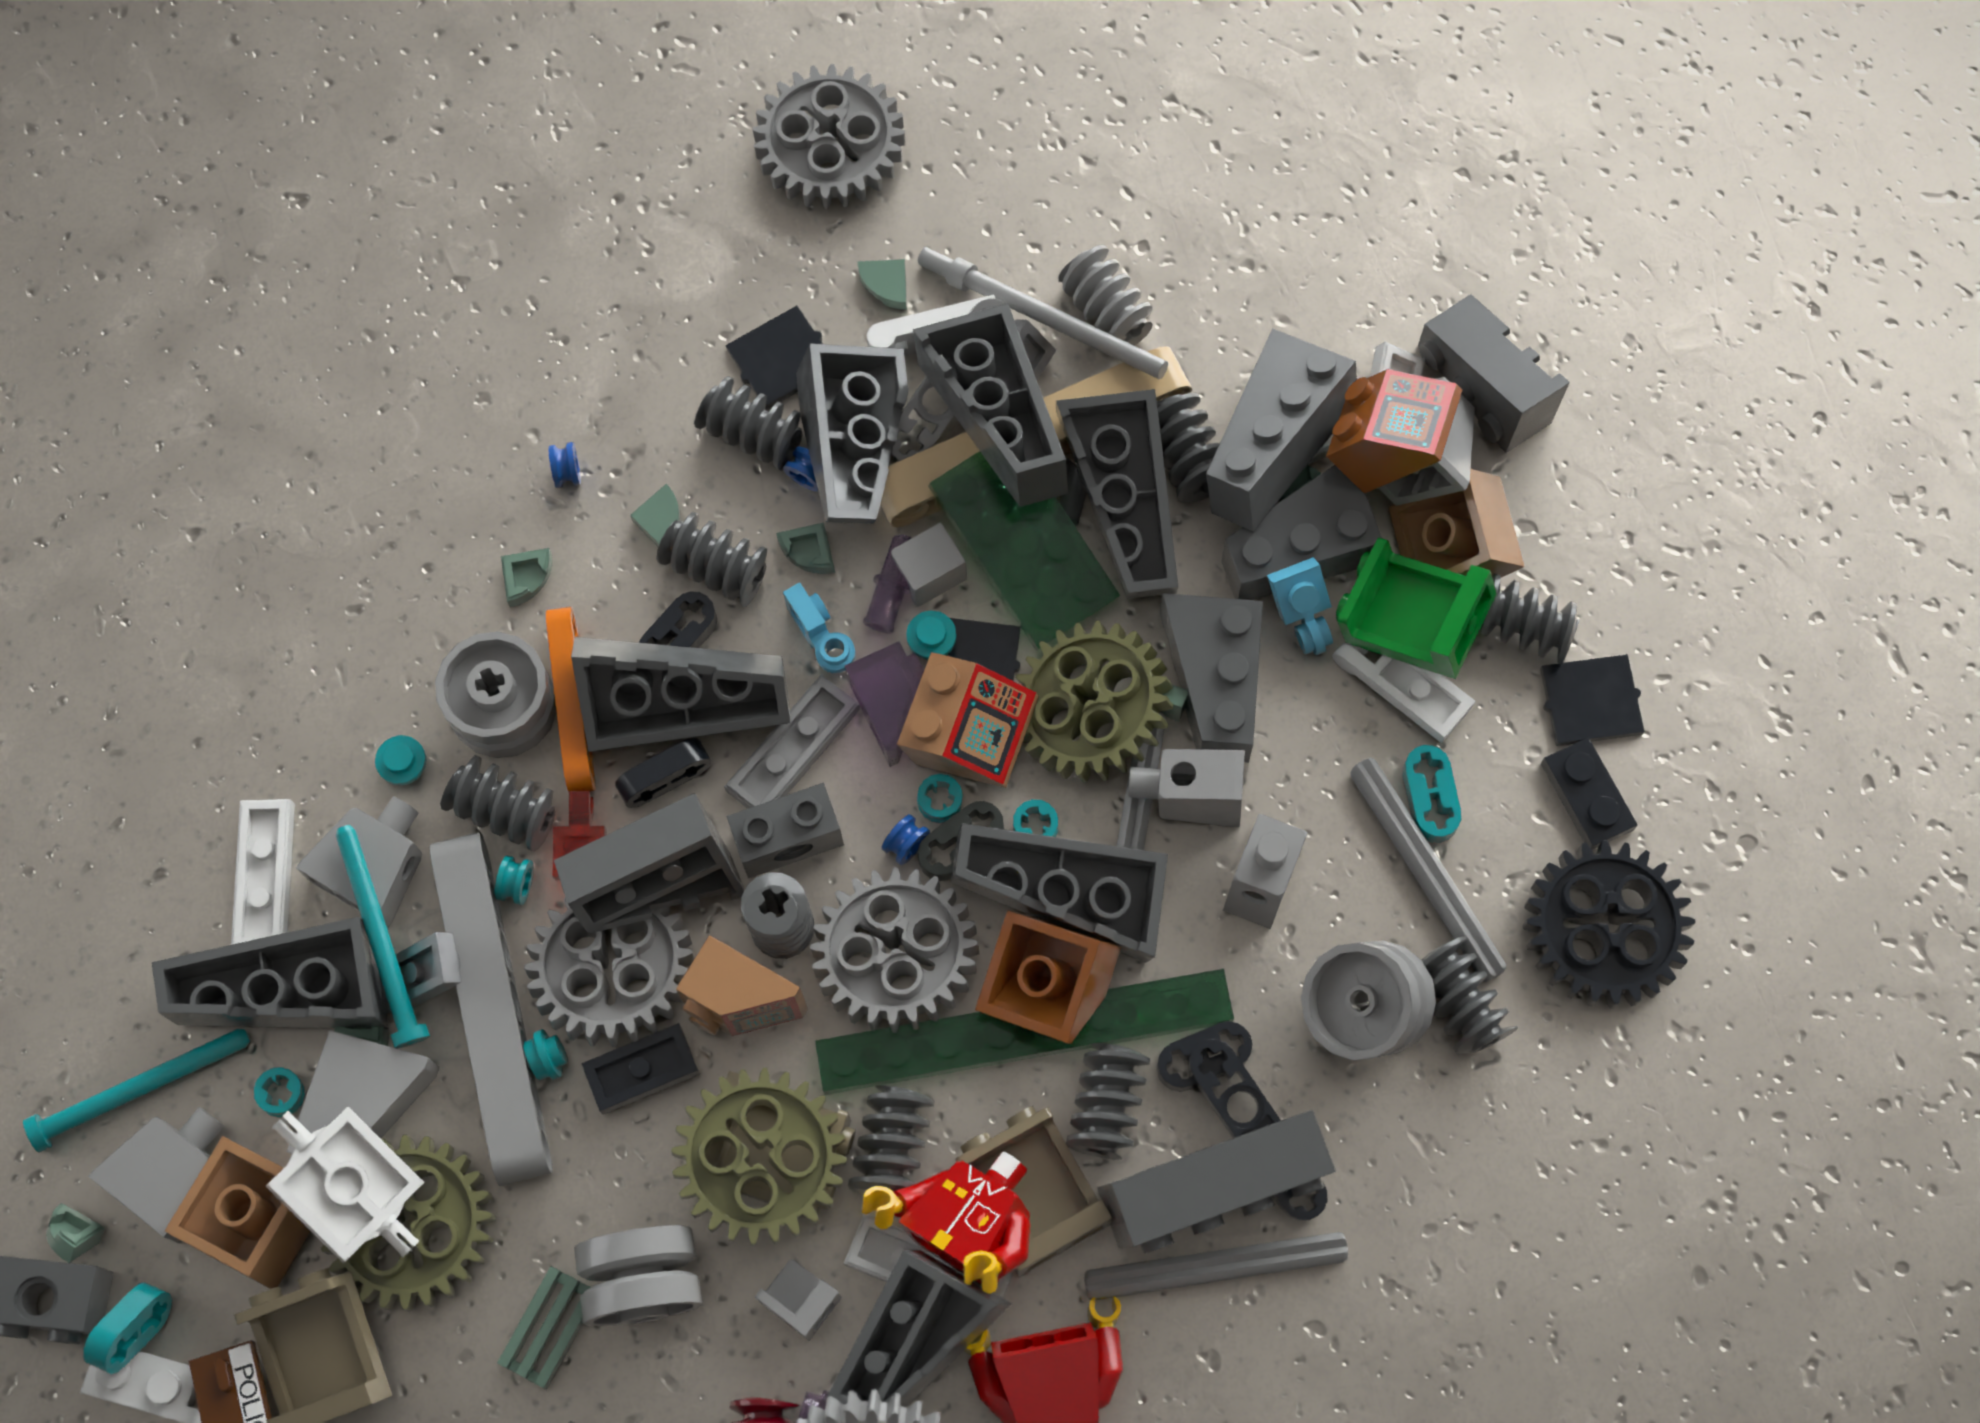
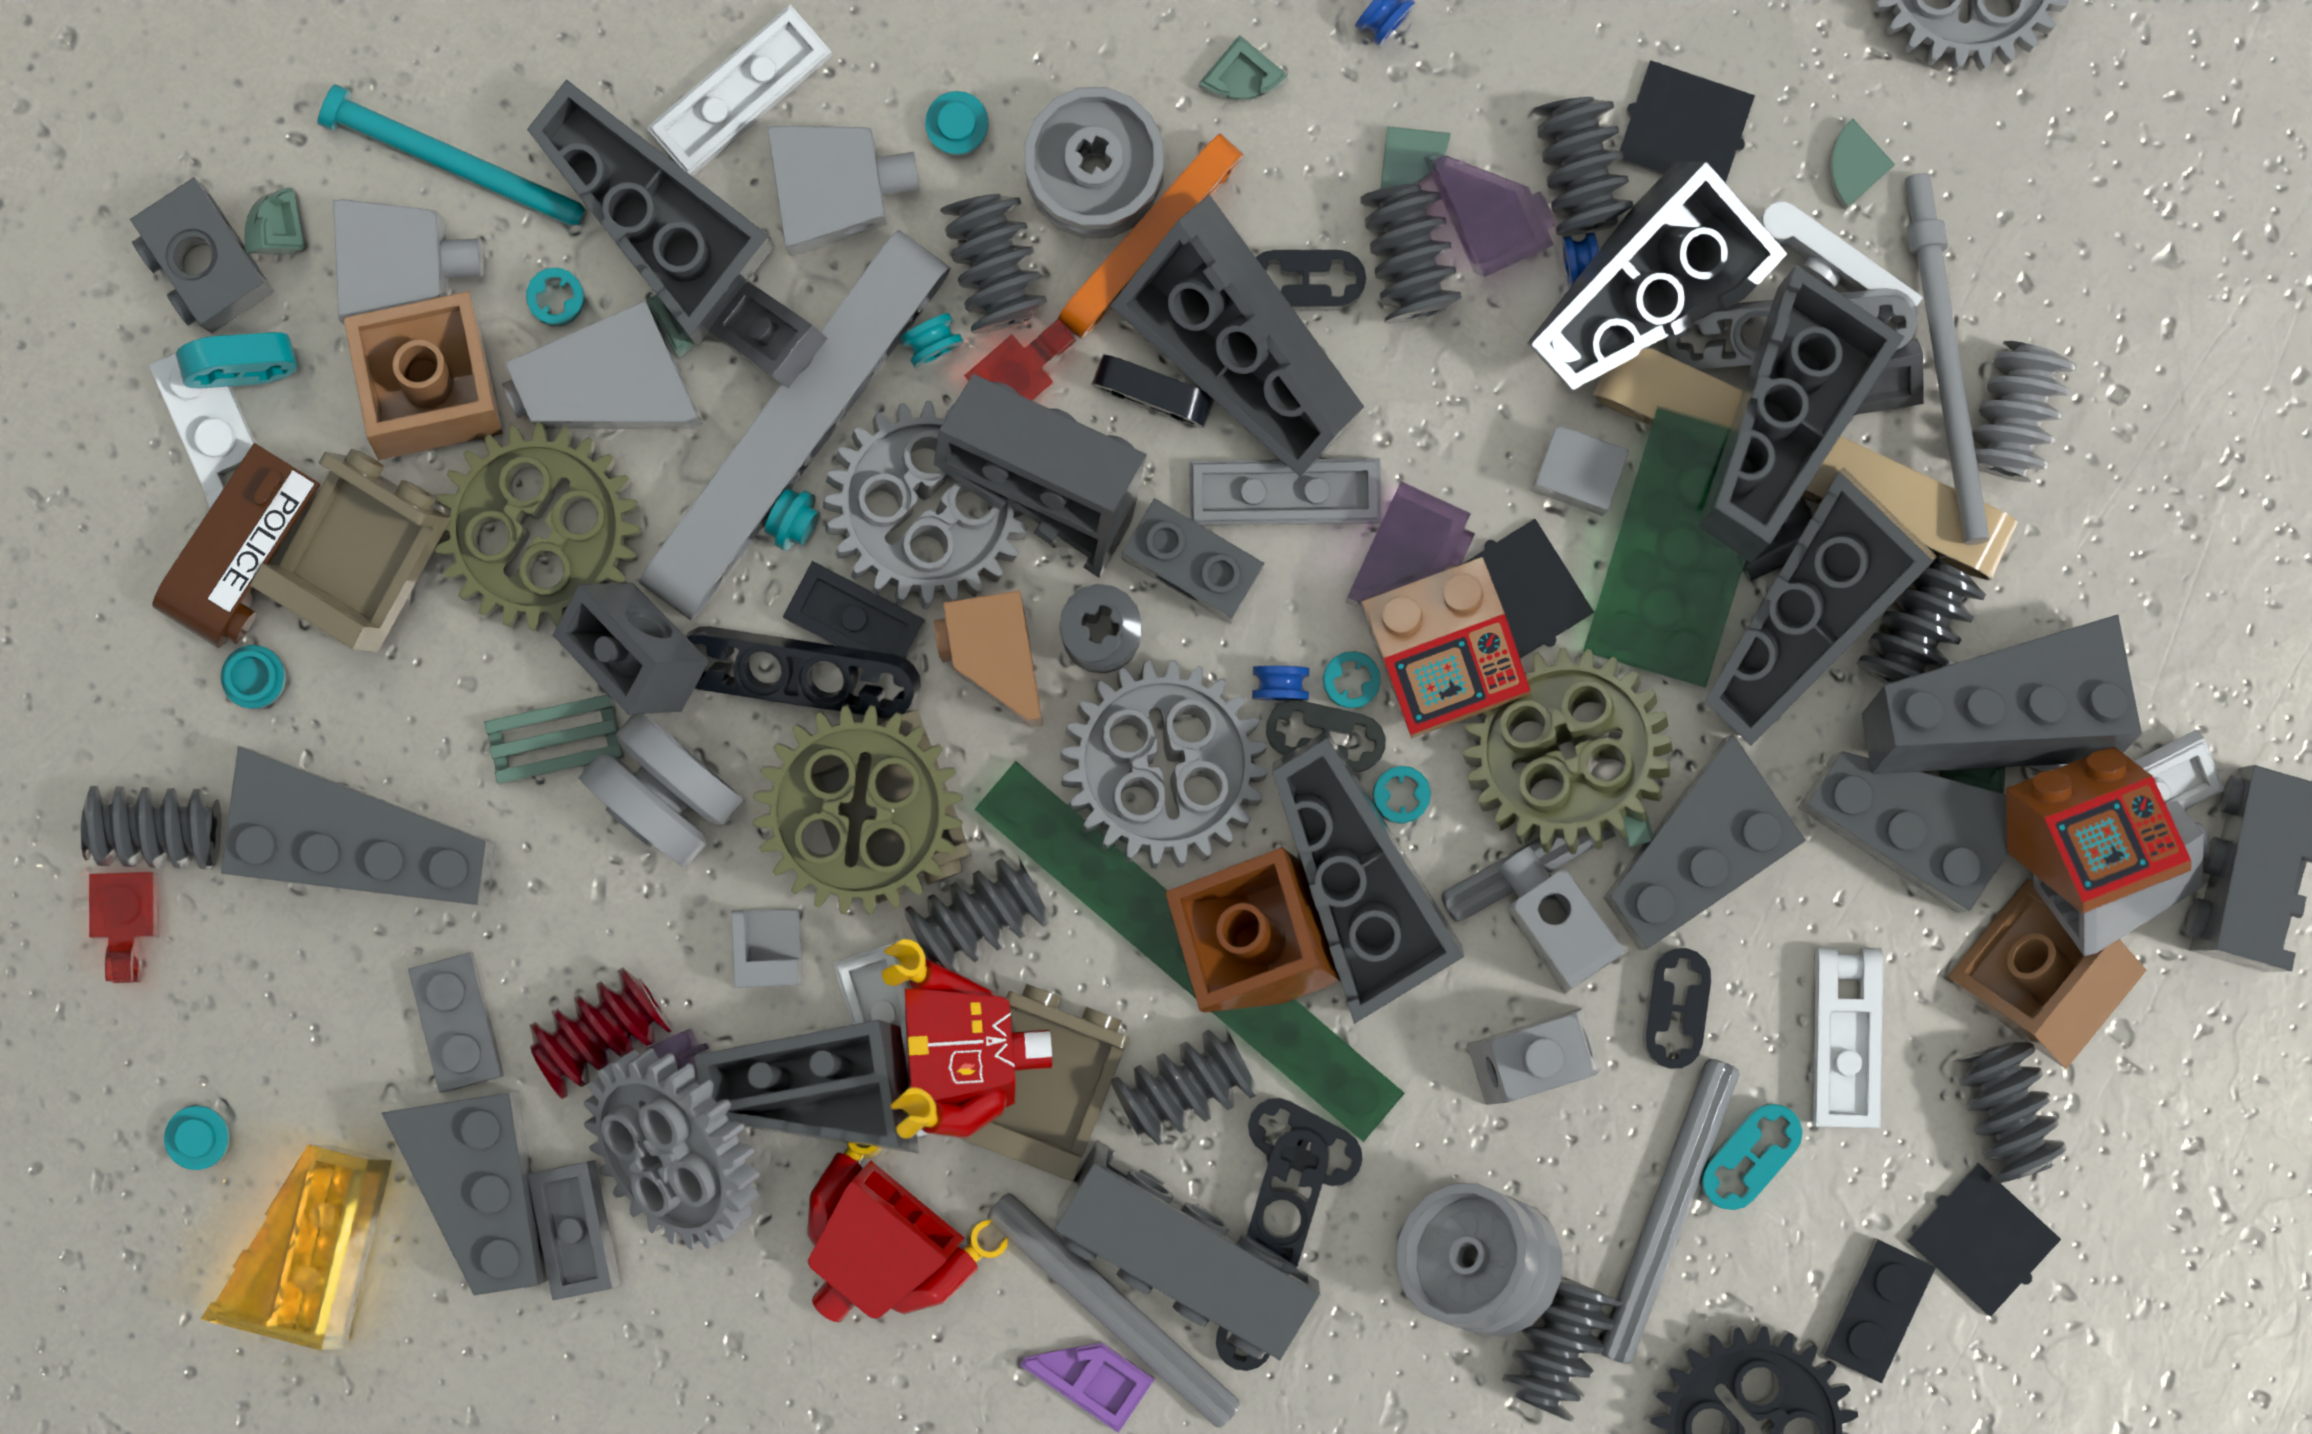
camera: 45 degrees right, 15 degrees up
(345, 1184) = (517, 451): white plate -> none
(408, 1029) = (765, 271): teal bar -> none
(532, 1220) = (630, 648): none -> dark grey brick
(636, 1126) = (796, 662): none -> black beam
(731, 493) = (1491, 214): none -> clear purple slope
(807, 548) = (1501, 332): sand green tile -> none
(810, 617) = (1430, 398): medium azure plate -> none
(888, 592) = (1523, 451): clear purple axle -> none
(931, 633) = (1508, 534): teal plate -> none
(1251, 1317) = (1093, 1379): none -> medium lavender tile
(1295, 773) = (1661, 1005): none -> black beam
(1298, 596) = (1847, 871): medium azure plate -> none
(1415, 610) = (1921, 998): green panel -> none

